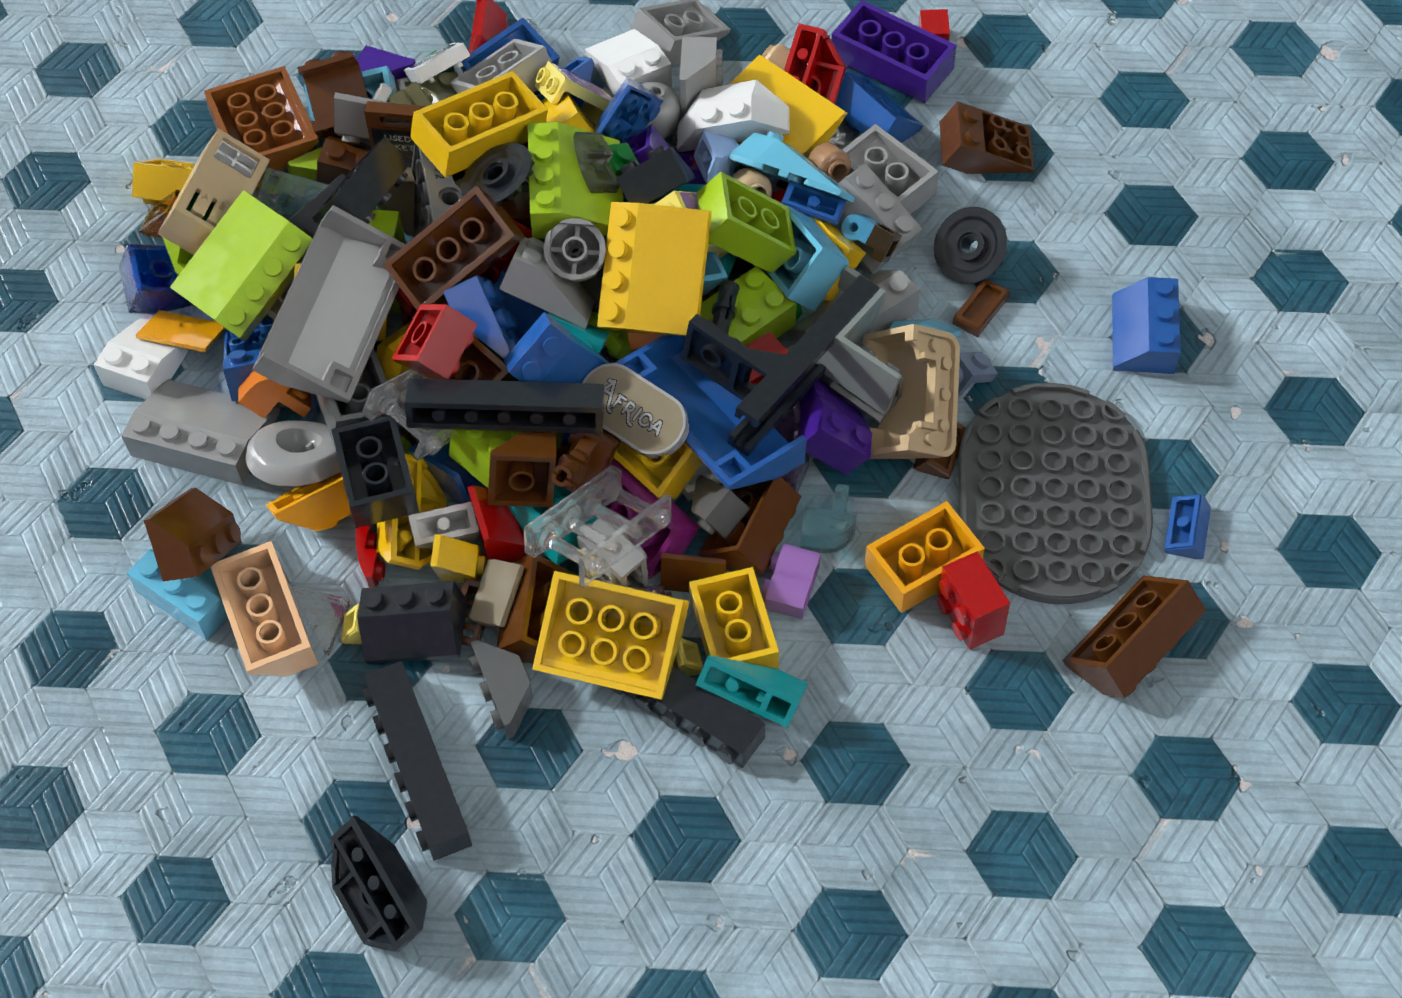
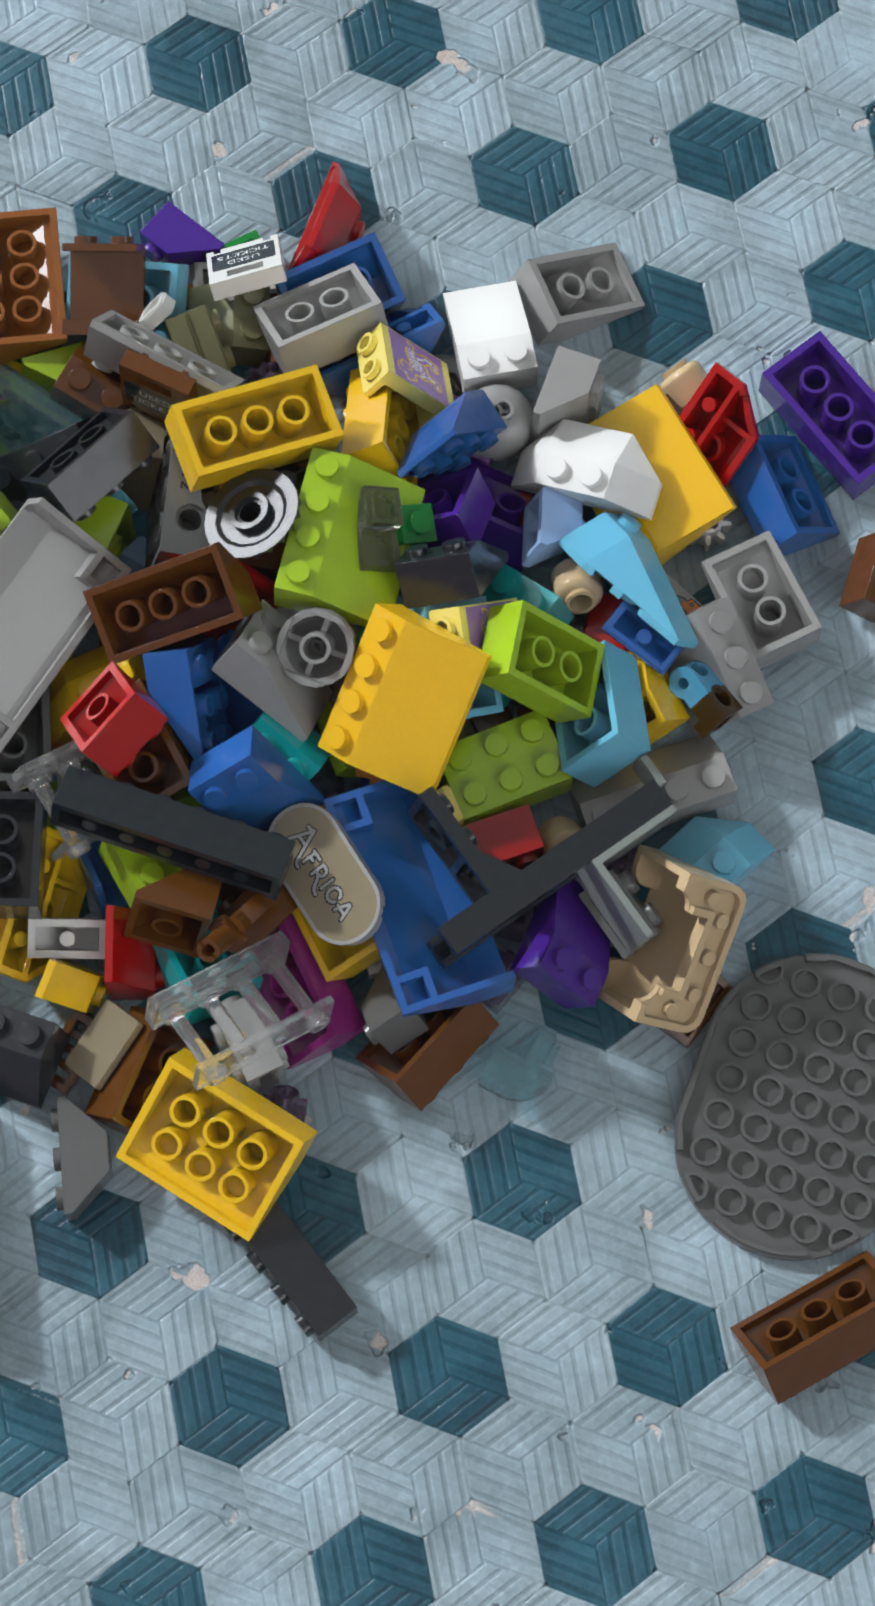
camera: 15 degrees right, 15 degrees up
(681, 569) = (341, 1084): reddish brown slope -> none
(688, 658) = (301, 1189): light yellow slope -> none
(724, 309) = (478, 768): black pin -> none
(734, 618) = (363, 1170): yellow brick -> none
(754, 687) = (364, 1262): teal slope -> none
(792, 580) = (451, 1130): medium lavender brick -> none
(831, 161) = (690, 575): medium nougat head -> none
(912, 557) = (614, 1151): light orange brick -> none
(954, 243) = (807, 735): black gear -> none
(972, 600) = (647, 1228): red brick -> none
(974, 368) = (766, 913): sand blue bracket -> none
(981, 307) = (812, 825): reddish brown tile -> none

